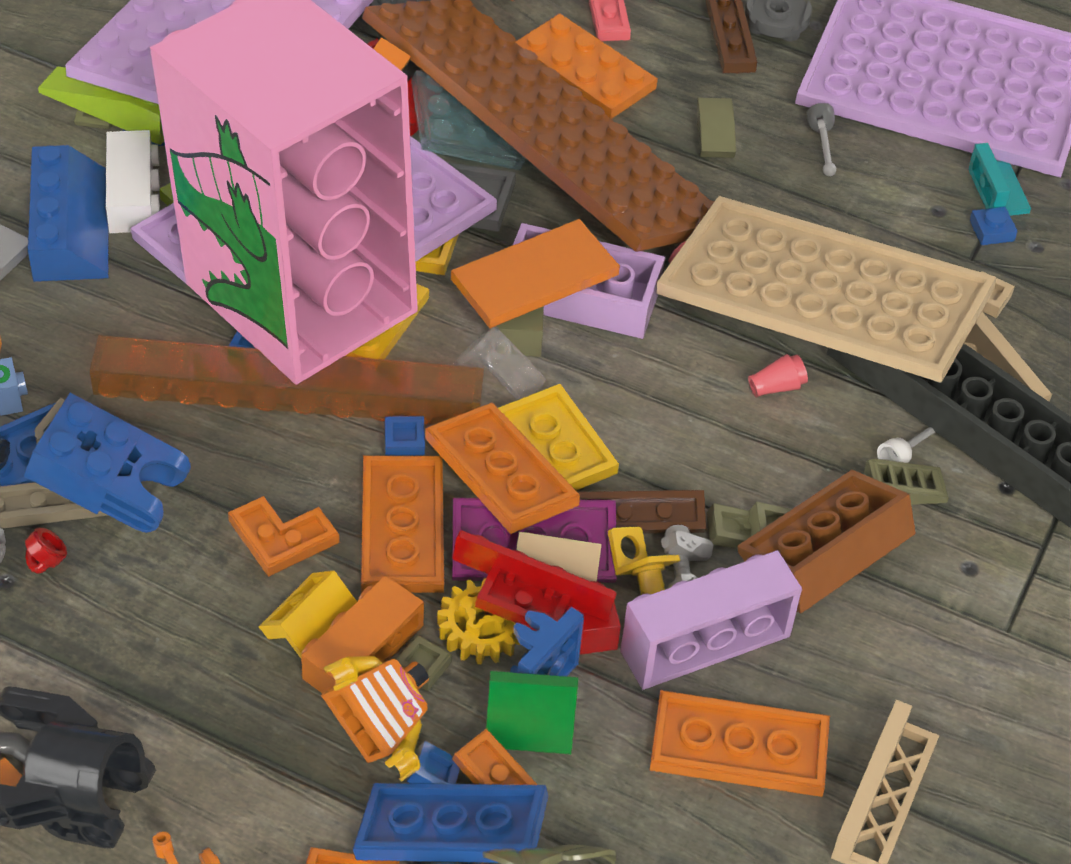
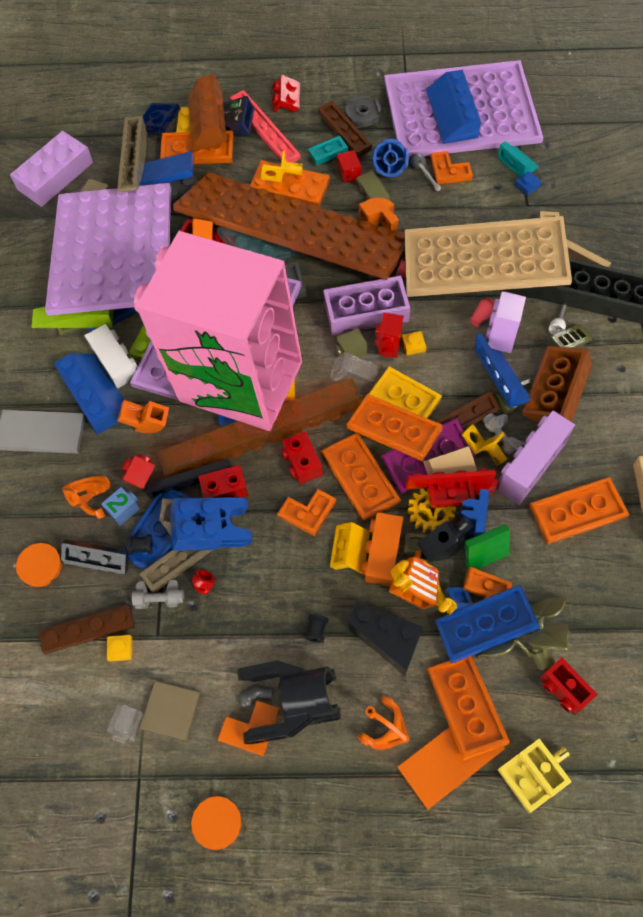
camera: 20 degrees left, 15 degrees up
(49, 343) = (137, 470): none -> brick
(117, 286) = (145, 419): none -> orange brick
(129, 397) = (184, 479): none -> black tile
(172, 701) = (316, 628): none -> black bush
(178, 425) = (224, 483): none -> red brick
(280, 763) = (387, 634): none -> black wedge
(323, 451) = (302, 458): none -> red brick
(404, 436) = (334, 430): blue plate -> none
(460, 662) = (446, 539): none -> black torso
(534, 273) = (348, 315): orange tile -> none
(583, 32) = (285, 167): none -> yellow bracket
(589, 336) = (389, 335): none -> red brick
(629, 373) = (414, 343): none -> yellow plate
(679, 43) = (327, 150): none -> teal plate
(697, 76) = (348, 166): none -> red brick
(700, 160) = (379, 211): none -> orange brick
(743, 473) = (501, 373): none -> blue fence
(769, 89) = (390, 158): none -> blue cylinder
(797, 398) = (505, 321): none -> lavender brick
(863, 155) = (449, 173): none -> orange tile
(929, 61) = (454, 107): none -> blue slope

